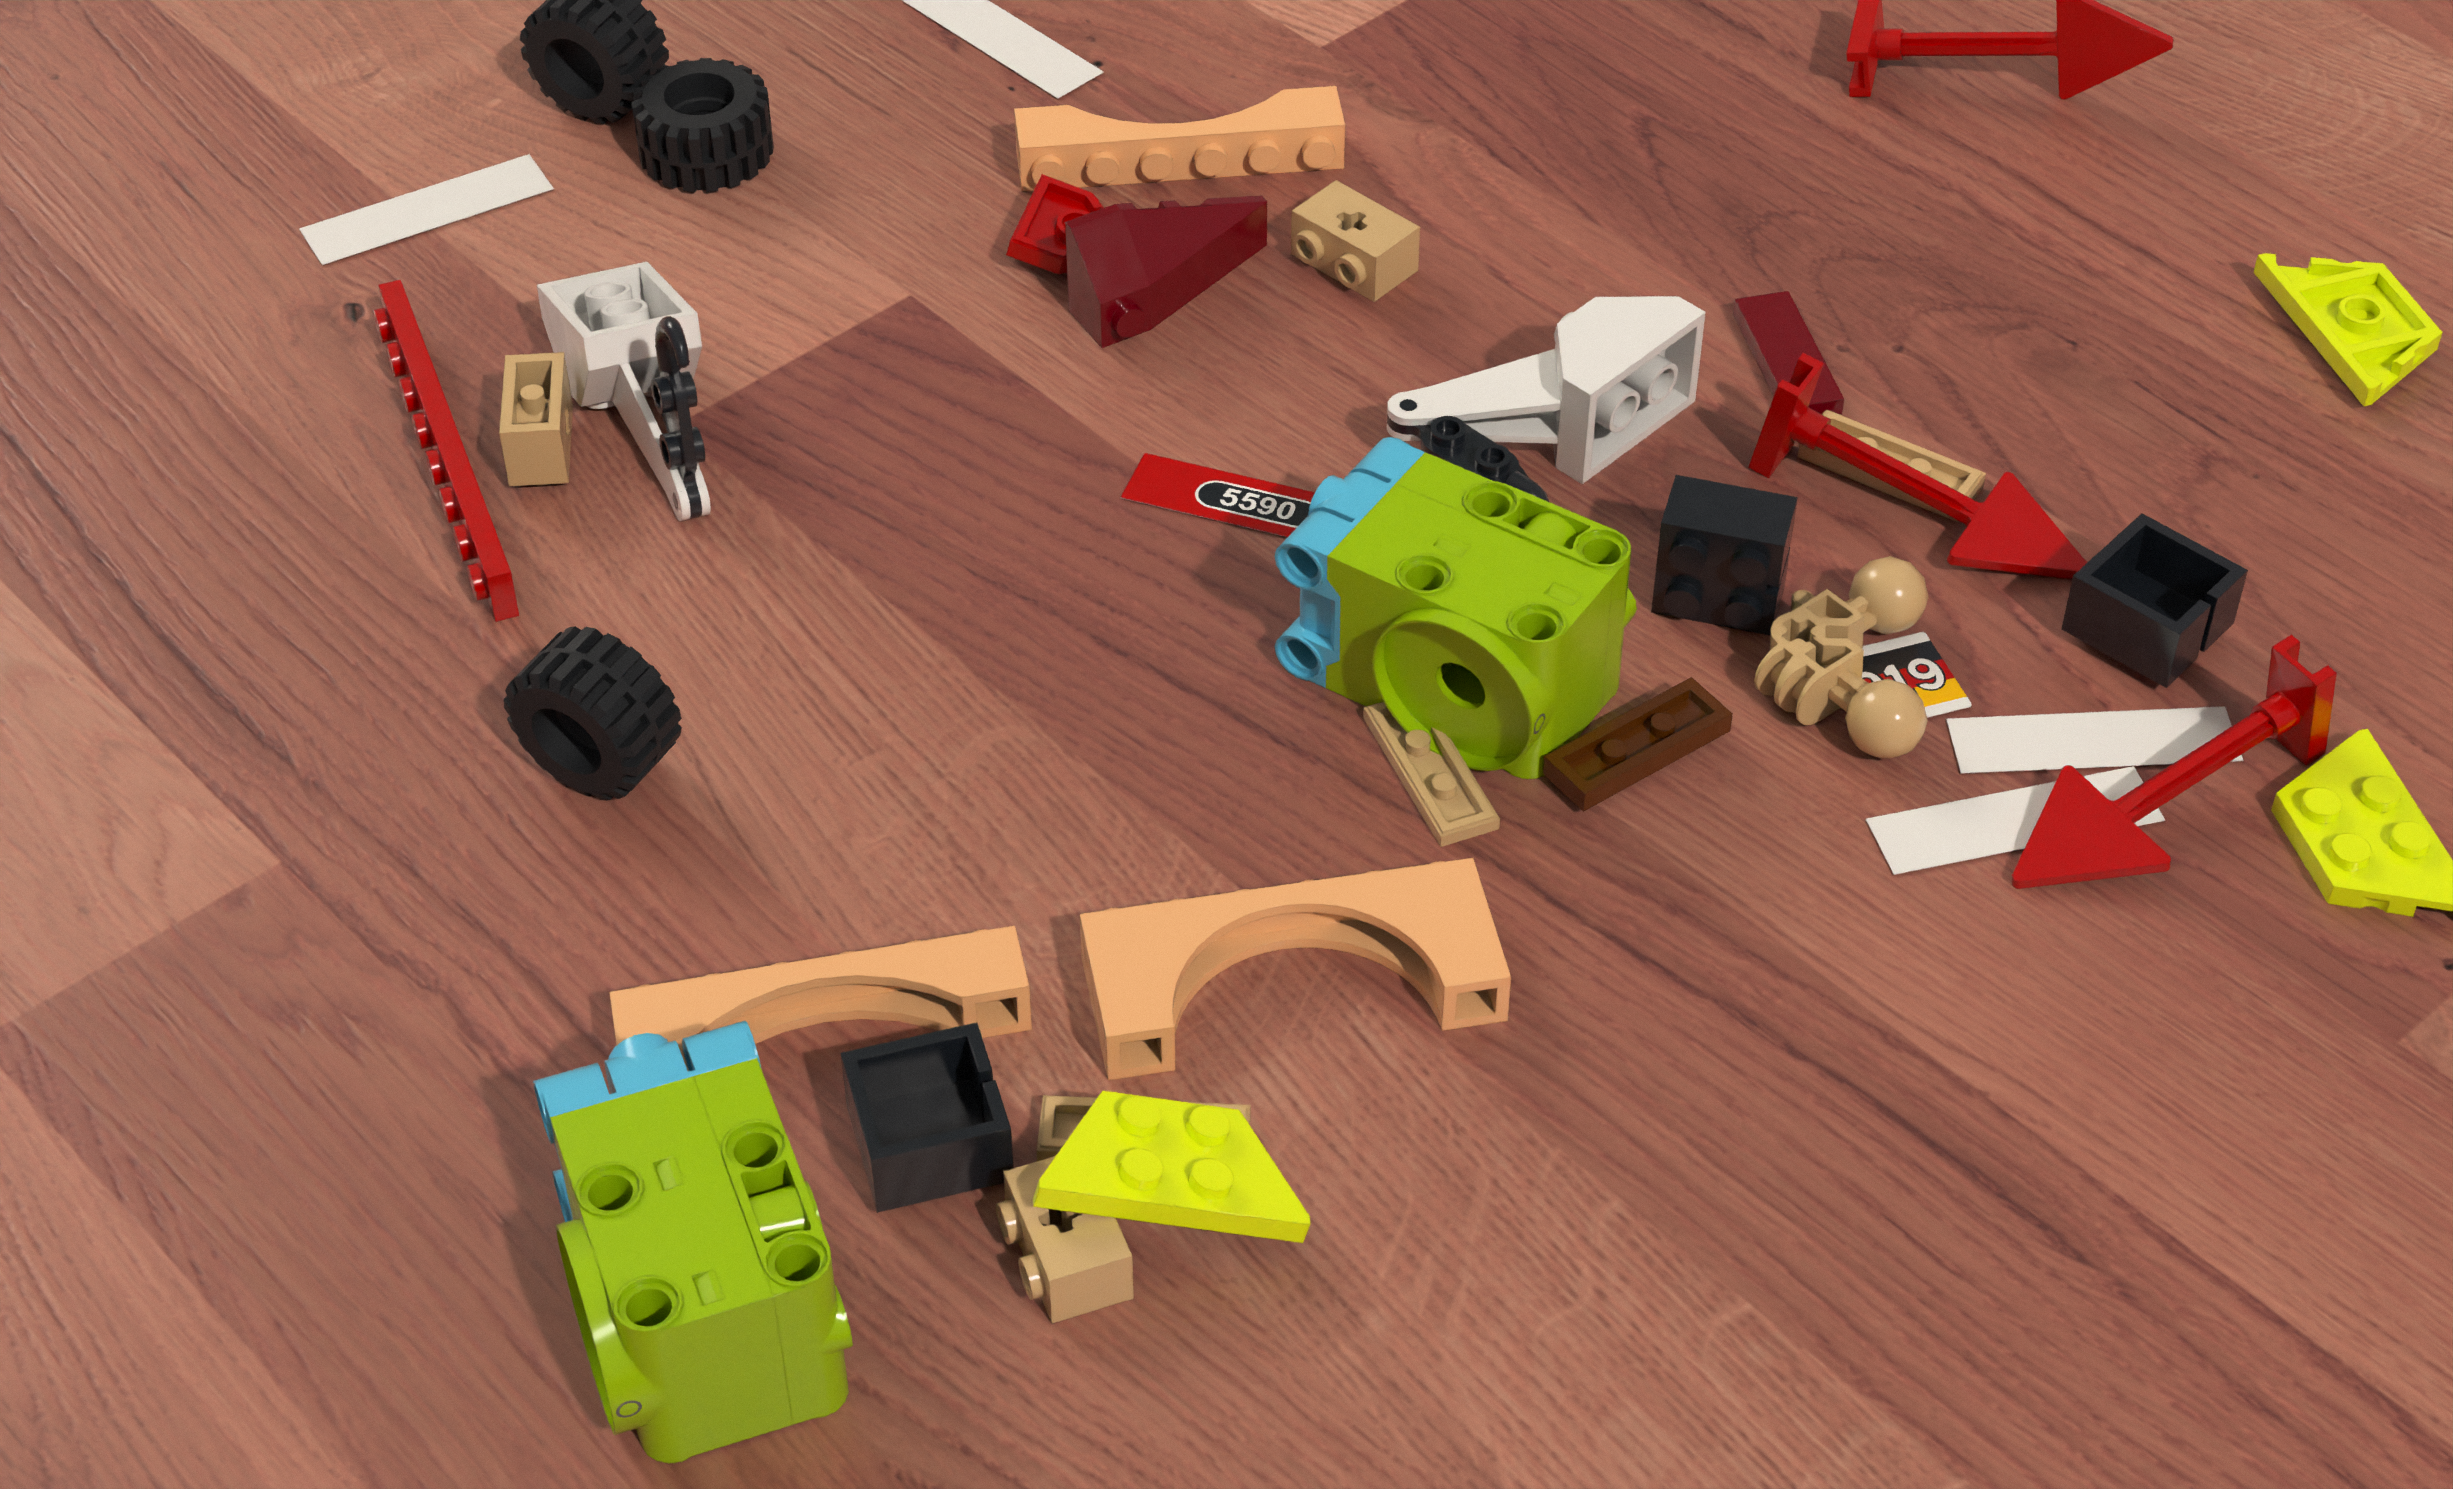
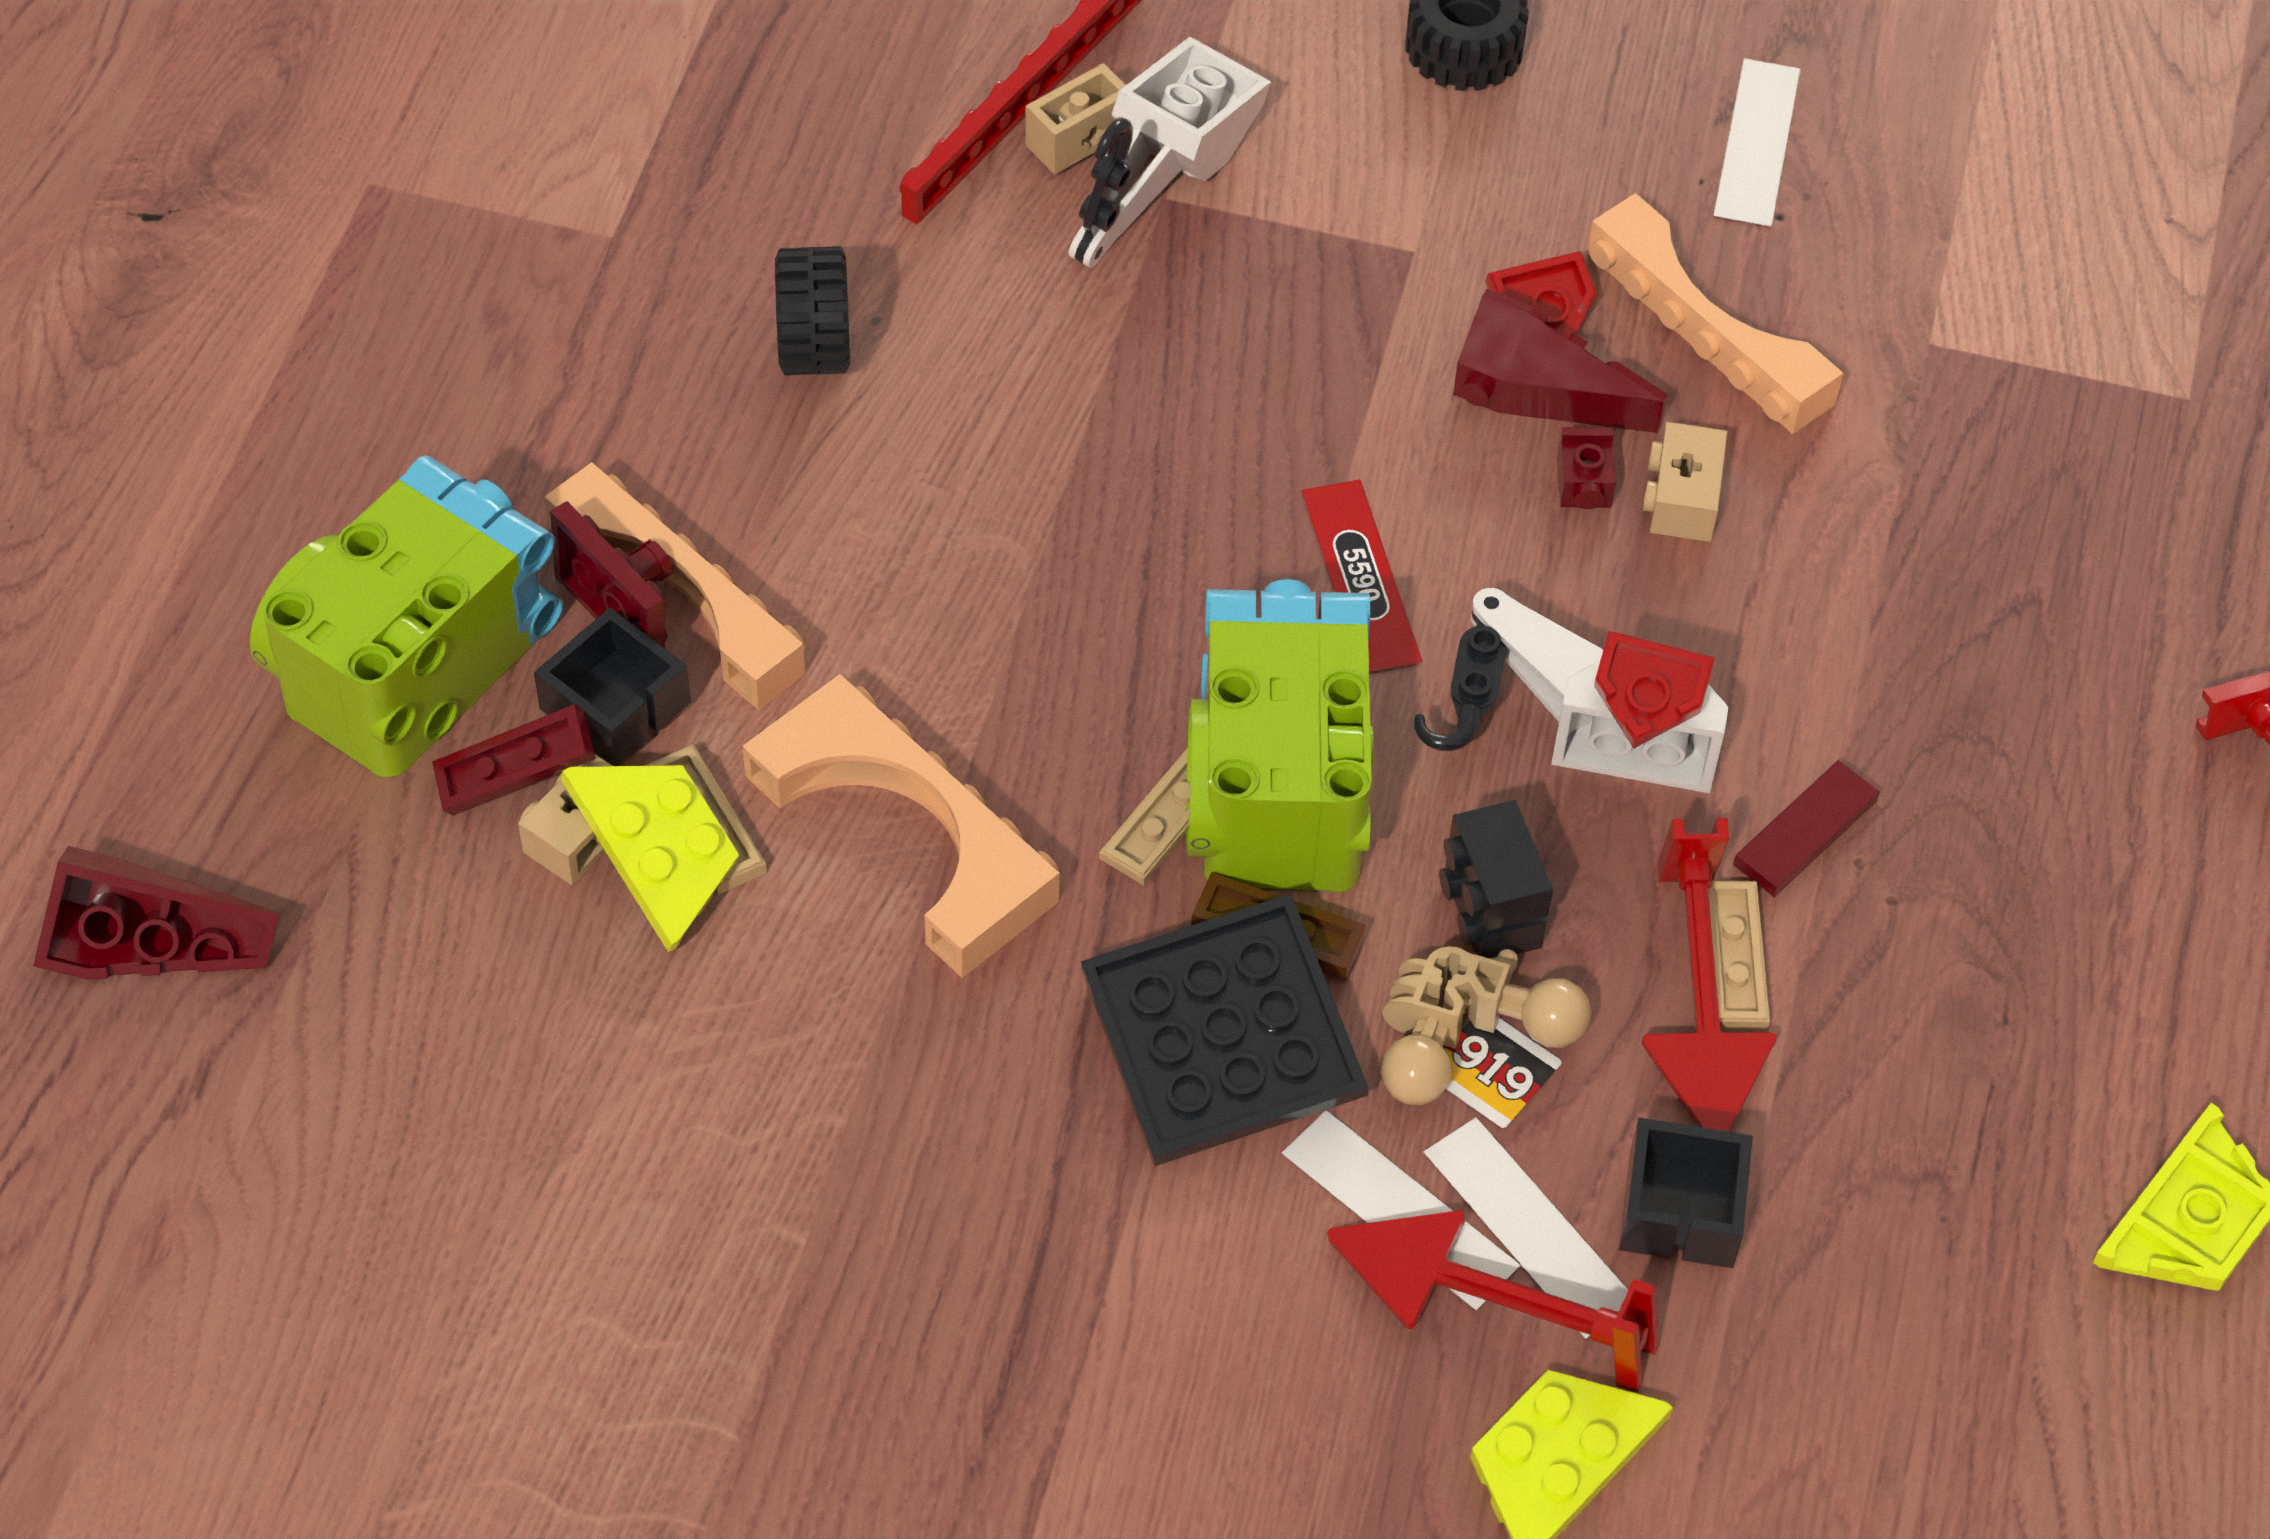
camera: 55 degrees right, 10 degrees up
(803, 1036) = (609, 576): none -> dark red plate
(954, 1249) = (513, 760): none -> dark red plate
(1281, 295) = (1586, 467): none -> dark red brick
(1631, 319) = (1650, 685): none -> red plate
(1743, 833) = (1223, 1029): none -> black plate

